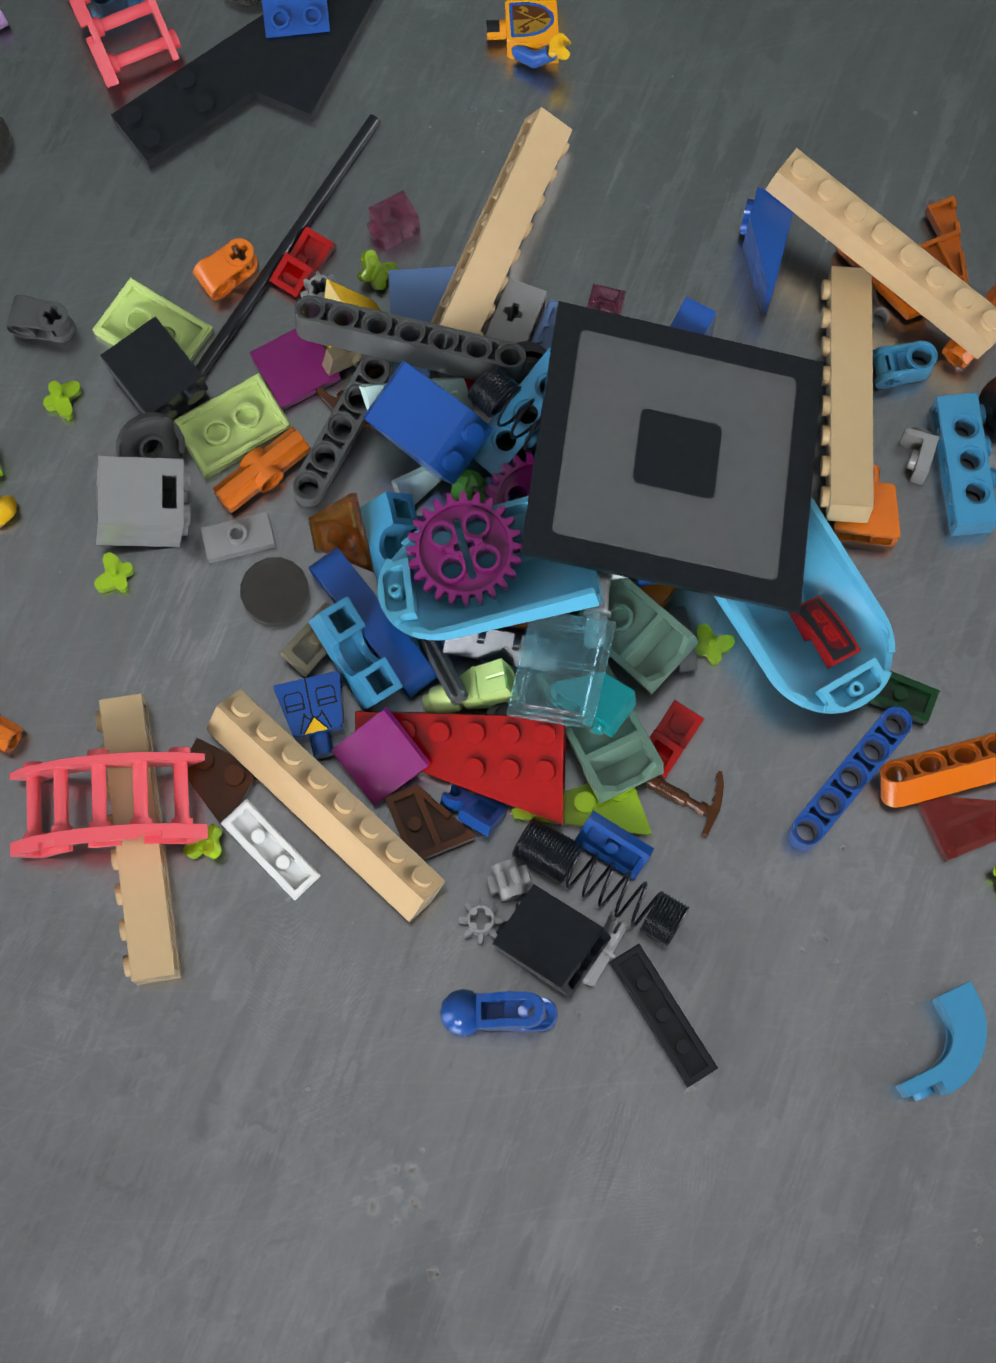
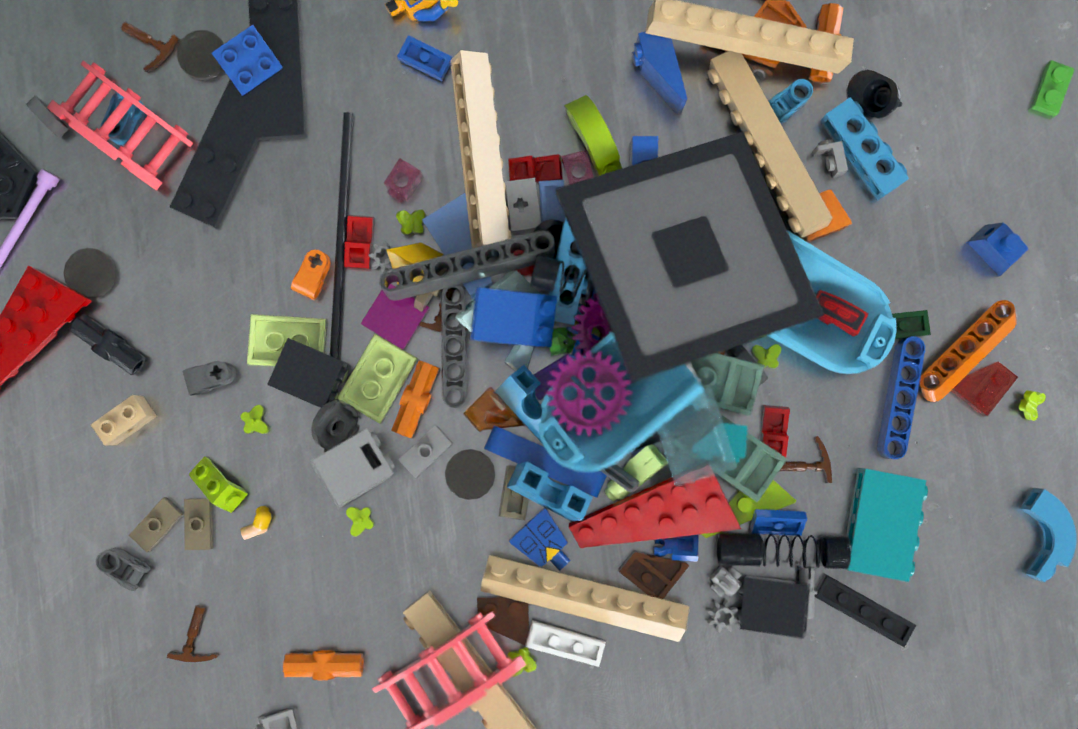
camera: 25 degrees left, 10 degrees up
(380, 756) = (602, 548): magenta tile -> none
(468, 1011) = (767, 669): blue piece -> none
(497, 102) = (425, 58): none -> blue plate
(557, 285) = (540, 168): none -> red slope
(645, 276) = (595, 134): none -> lime arch
(746, 920) = (885, 524): none -> teal panel

